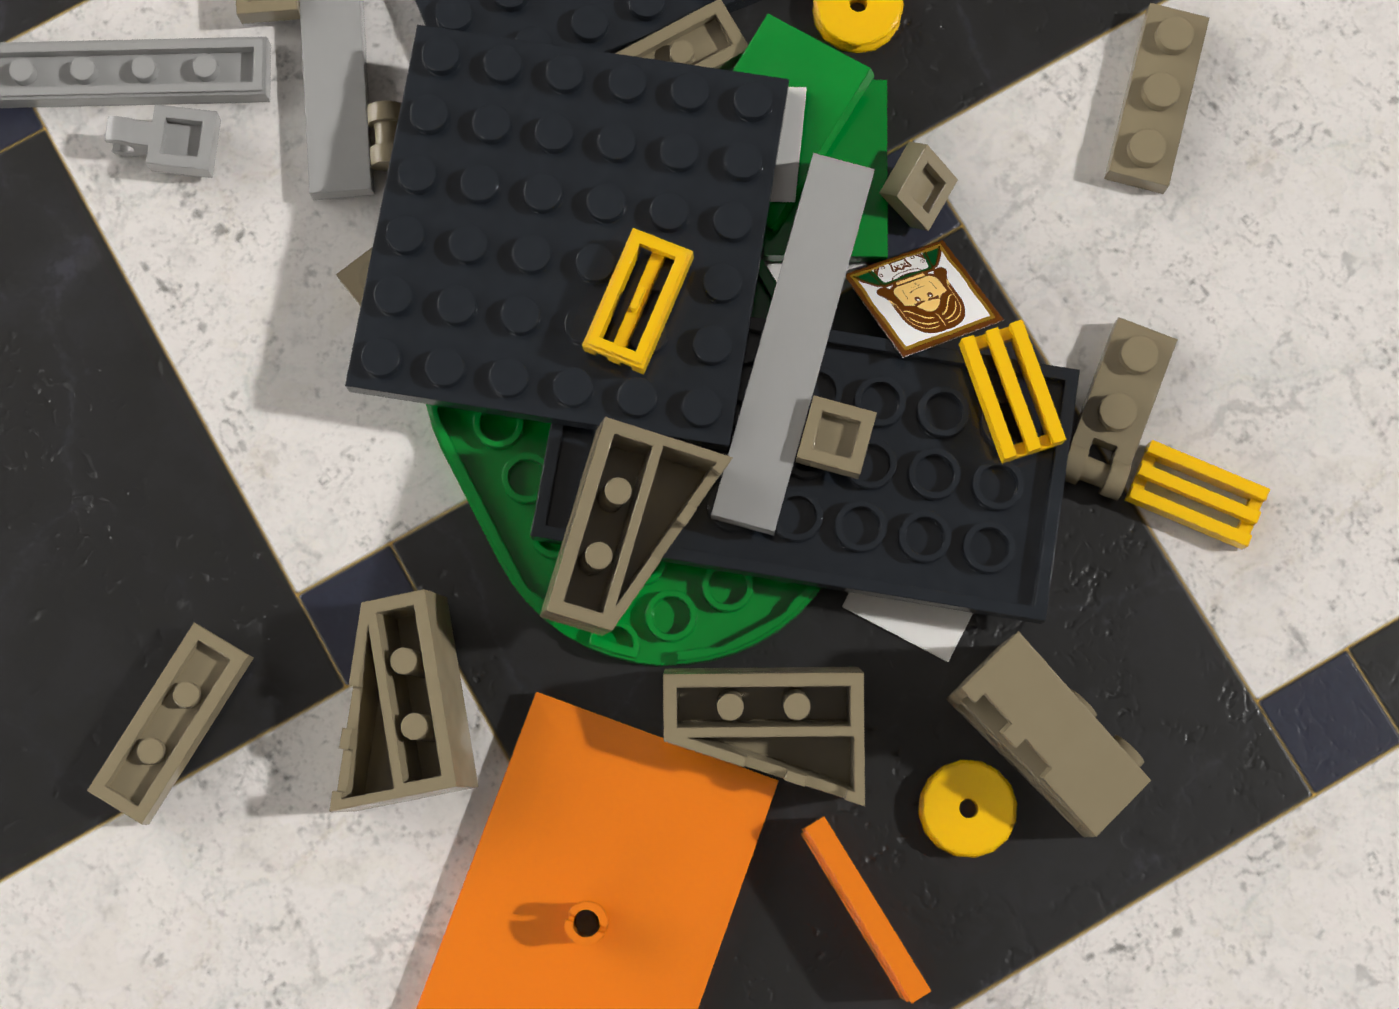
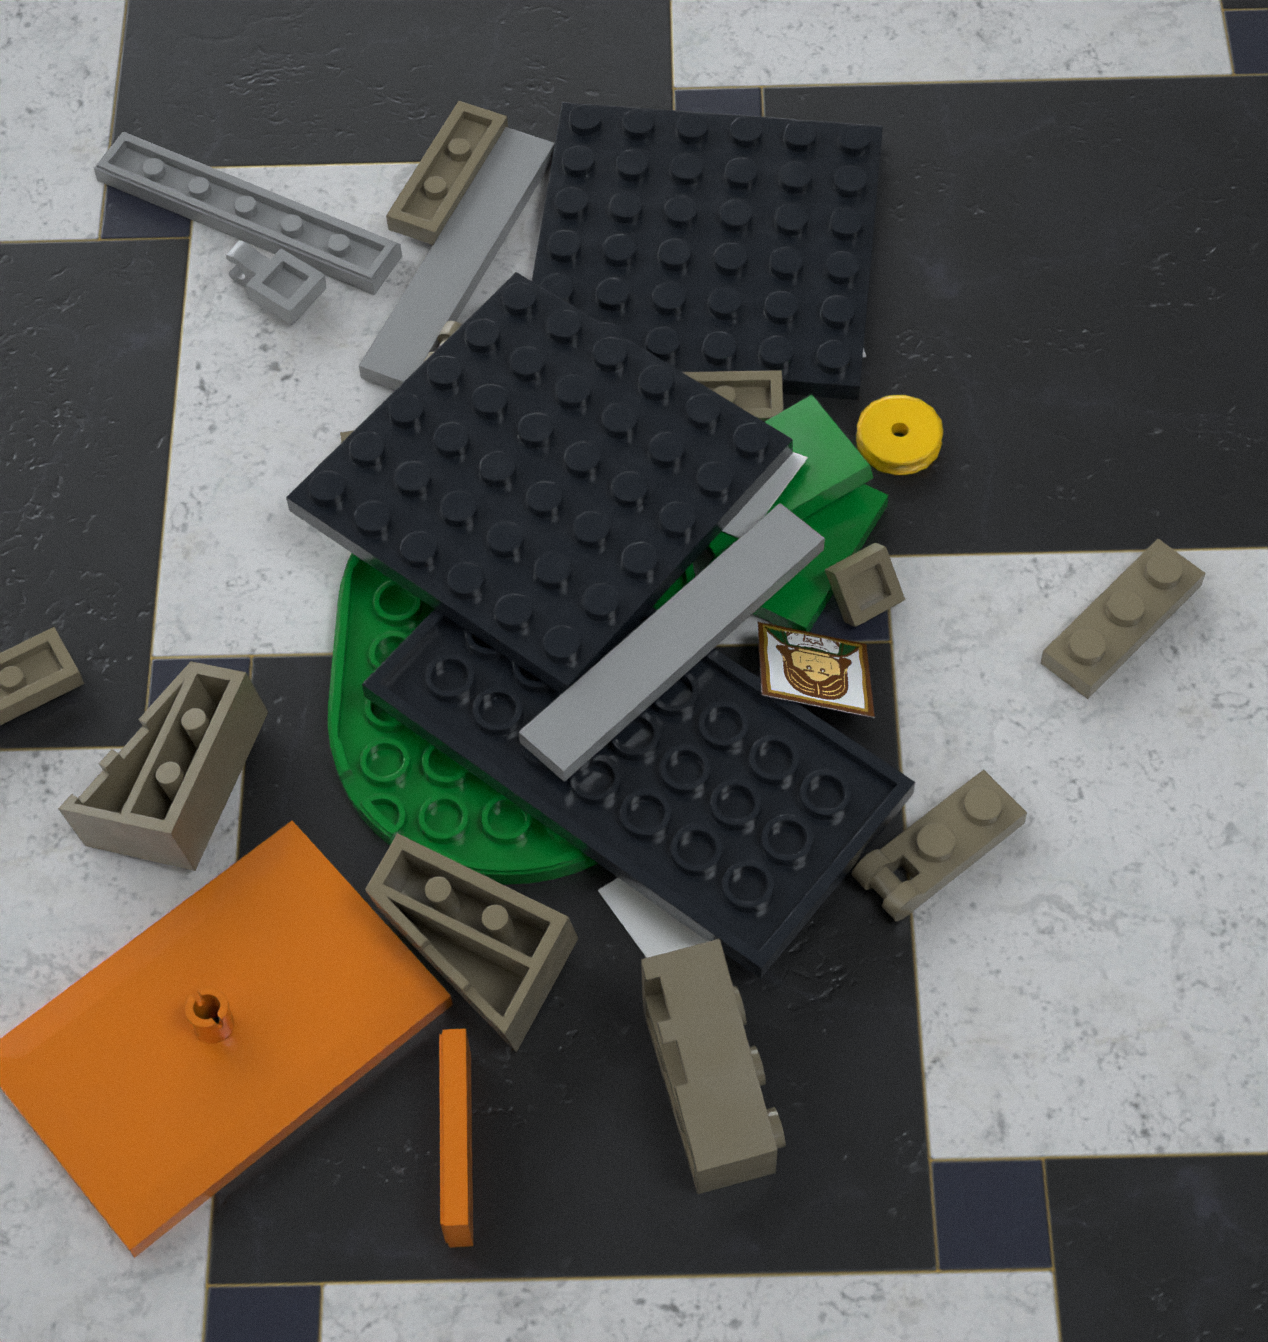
camera: 30 degrees right, 20 degrees down
(617, 351) = (565, 543): yellow tile -> none
(623, 521) = (438, 695): dark tan wedge -> none
(836, 437) = (662, 724): dark tan plate -> none
(994, 340) = (848, 721): yellow tile -> none
(994, 808) = (604, 1136): yellow piece -> none
(1206, 472) = (1015, 962): yellow tile -> none

